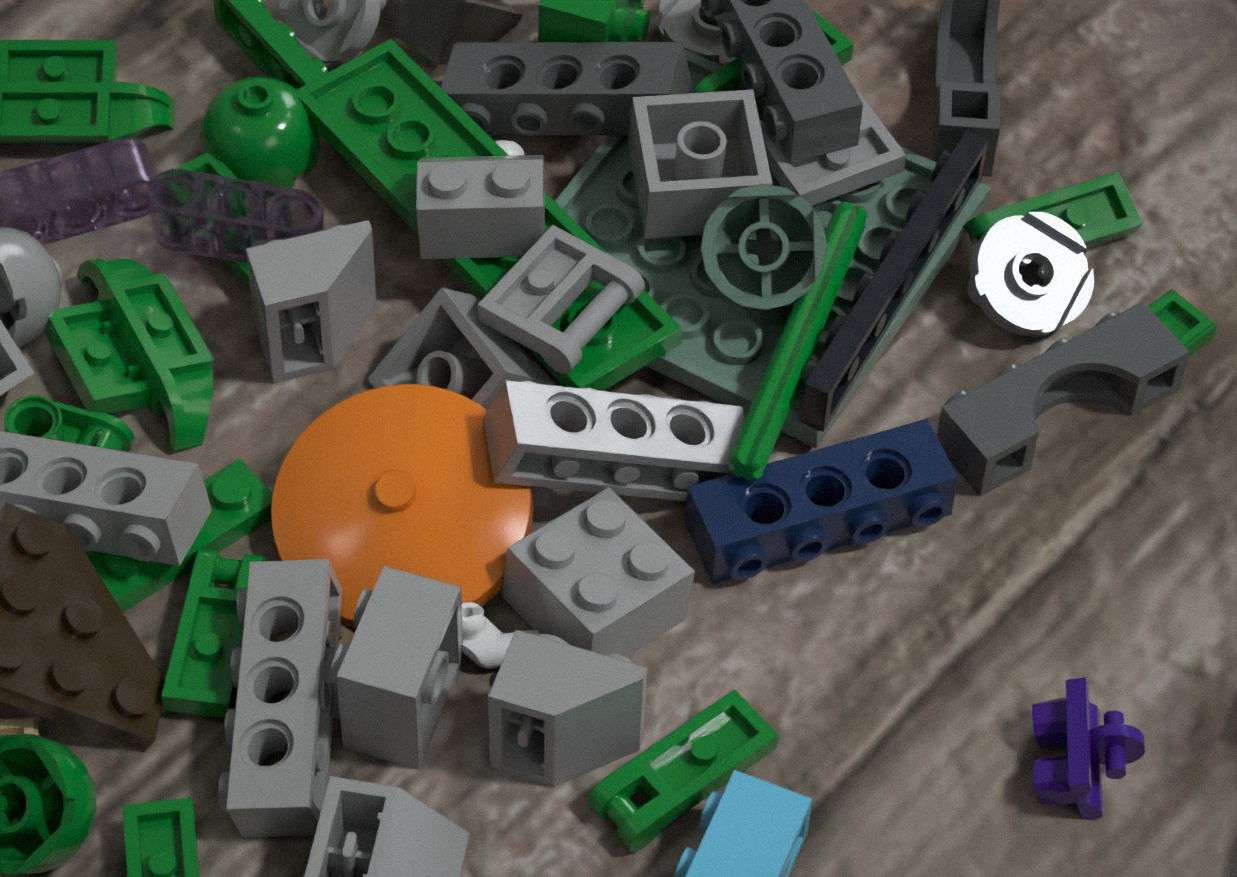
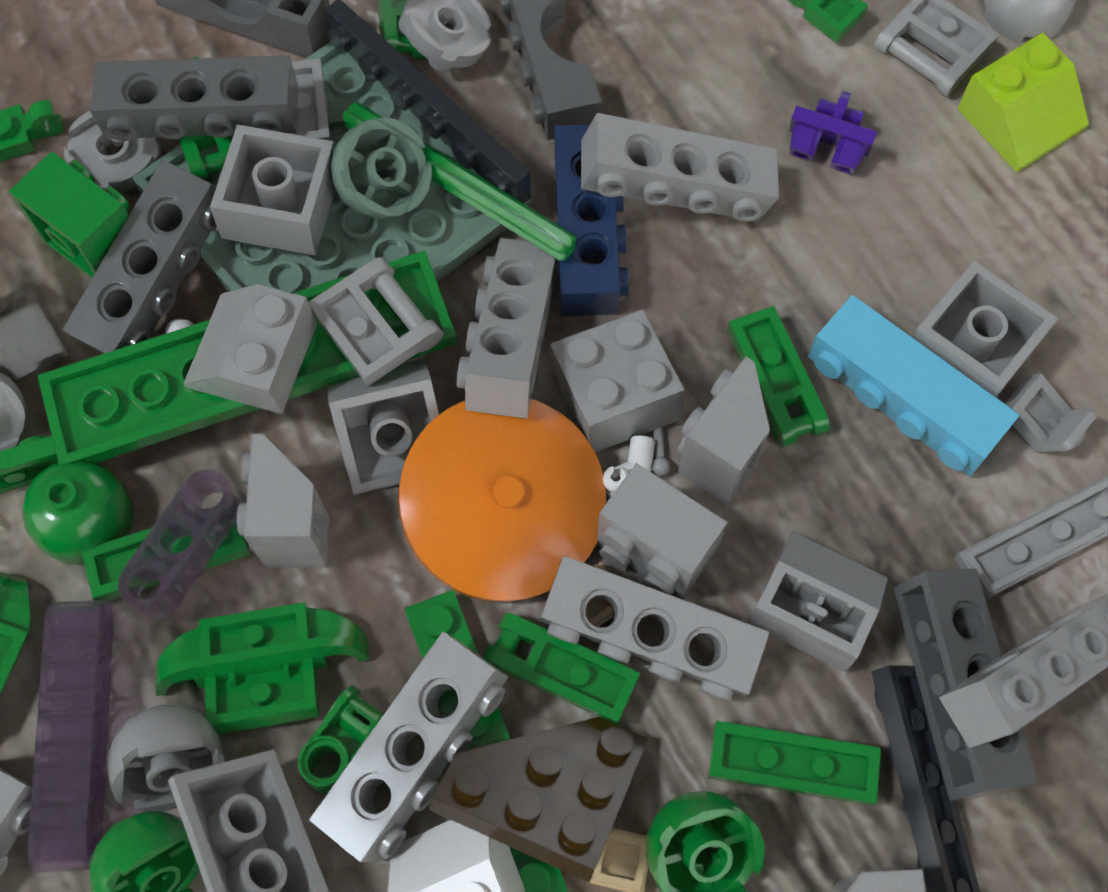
camera: 70 degrees left, 15 degrees up
(908, 468) = (678, 168): none -> light grey brick

